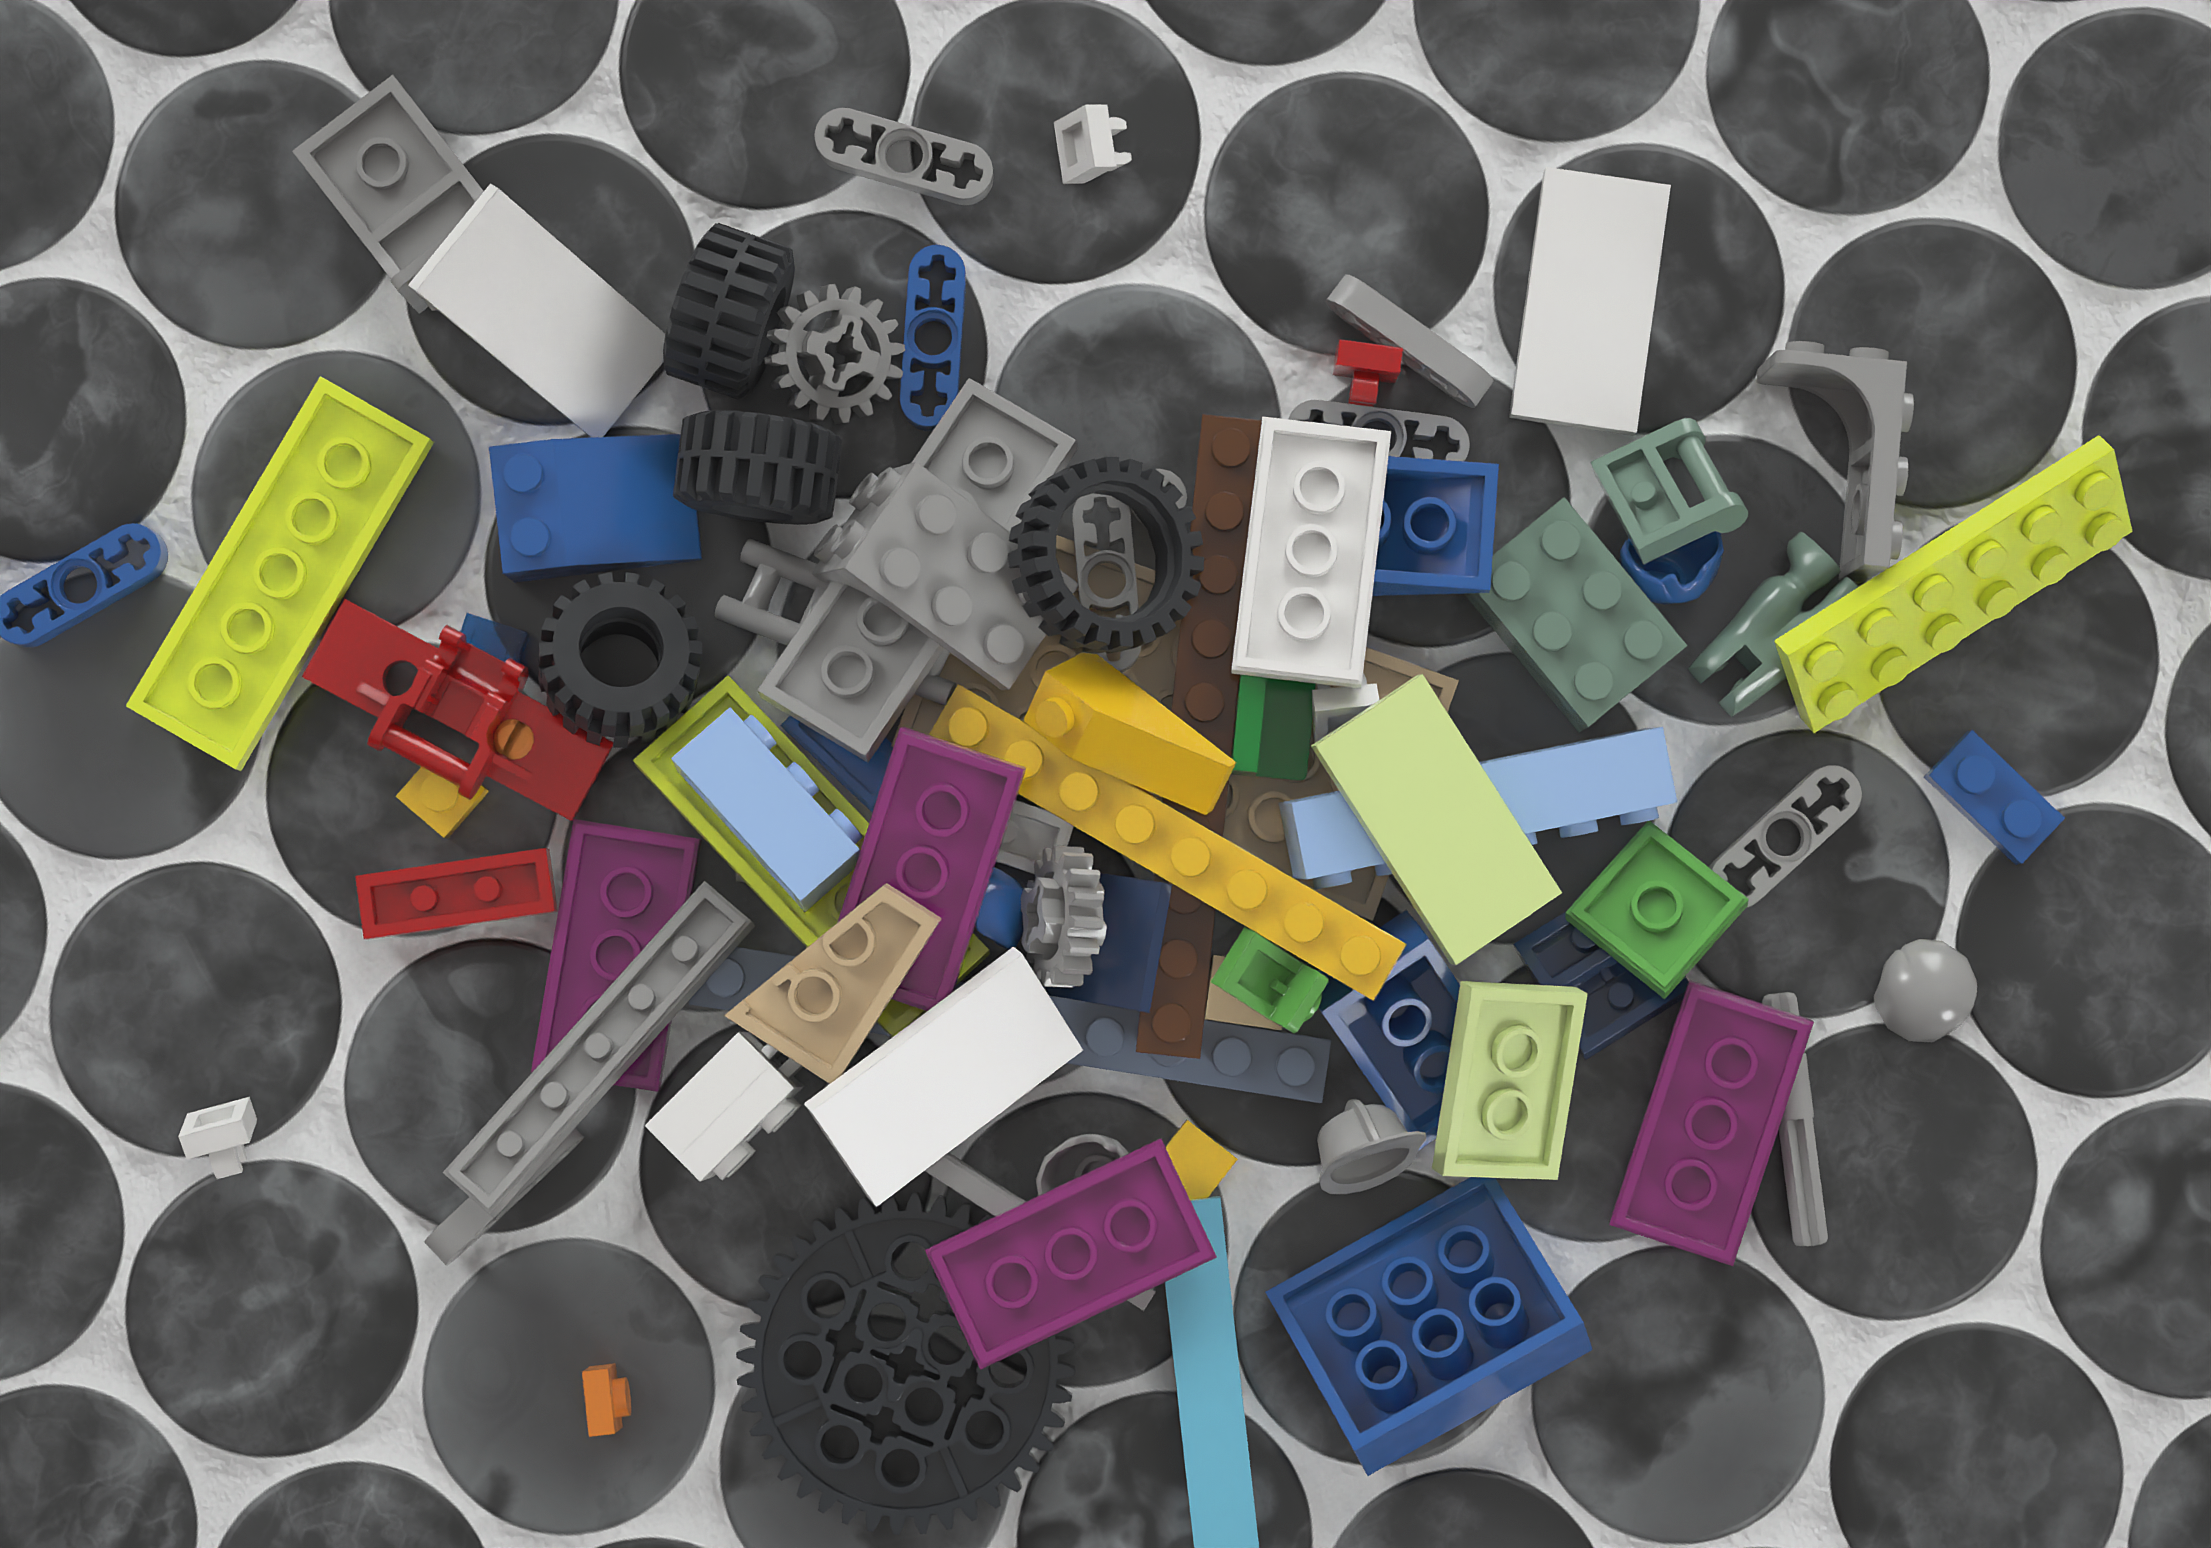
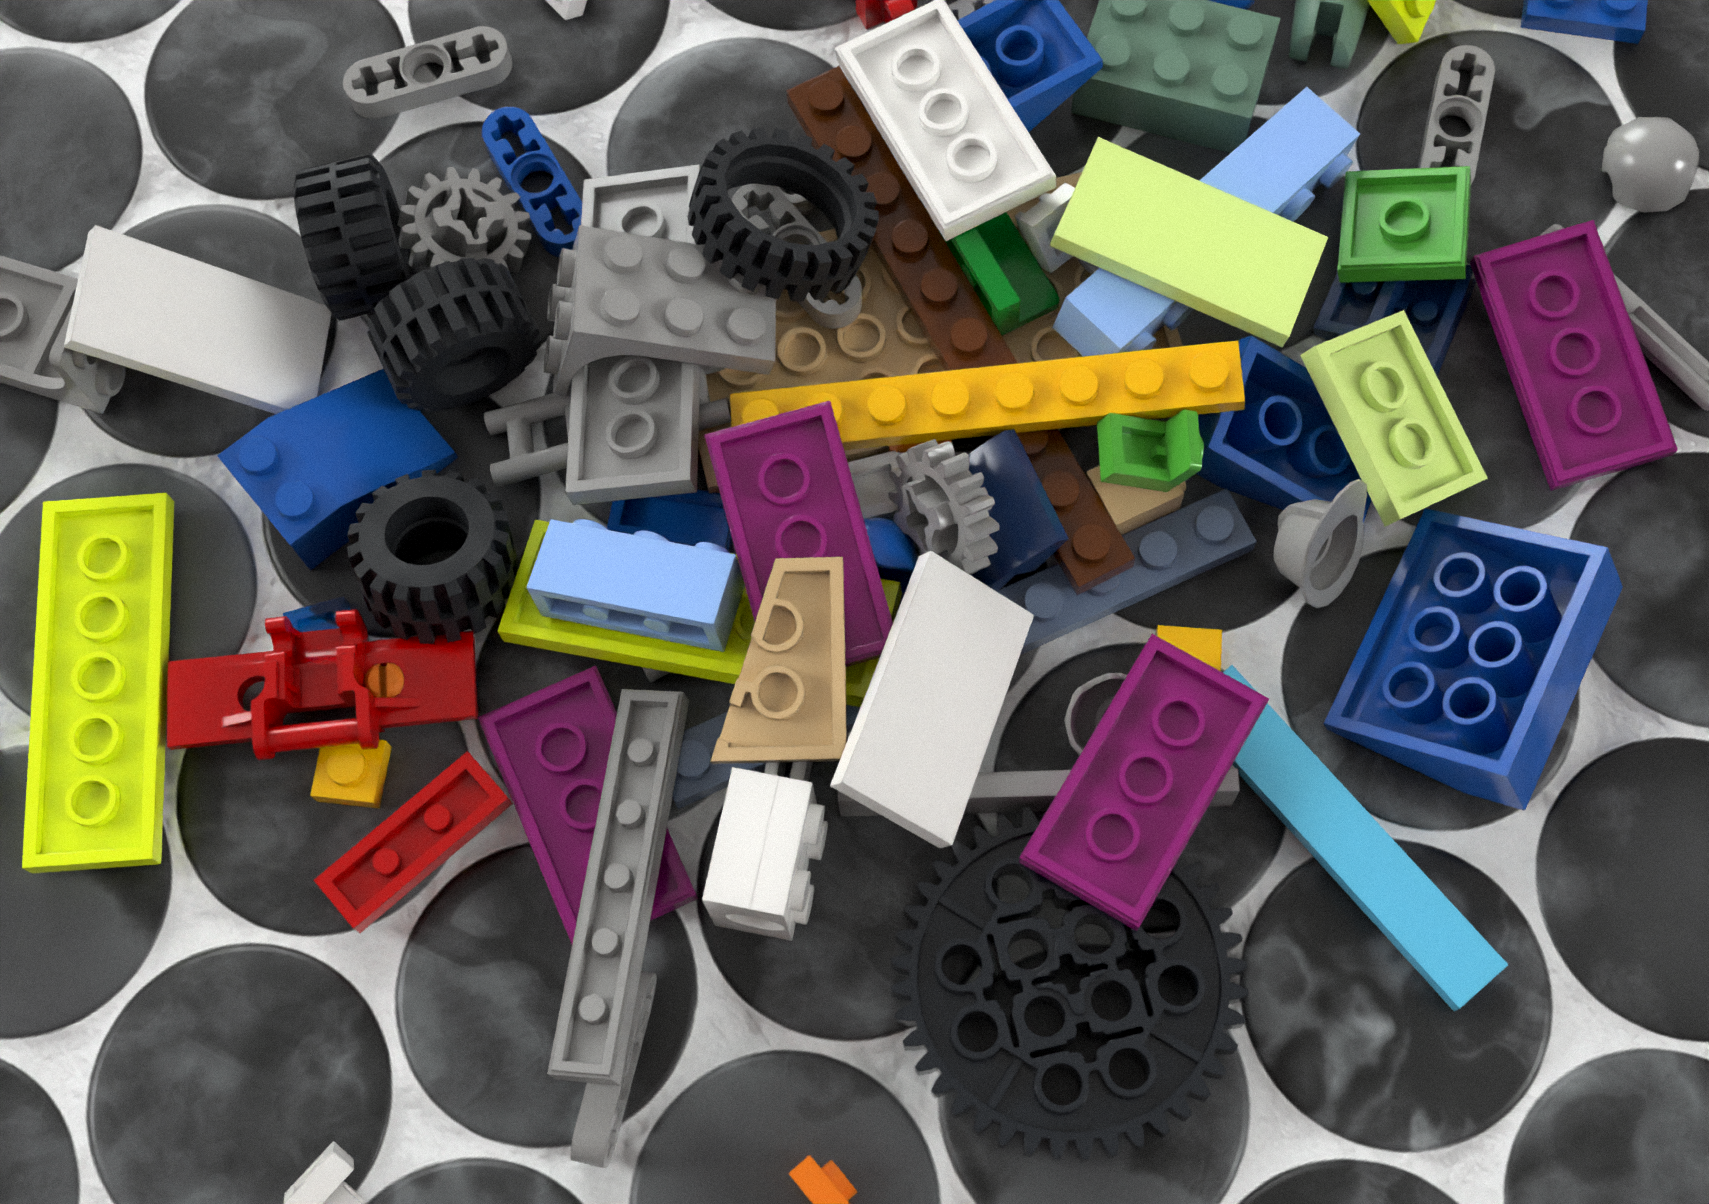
camera: 25 degrees left, 15 degrees down
(1126, 733) = (897, 336): yellow slope -> none

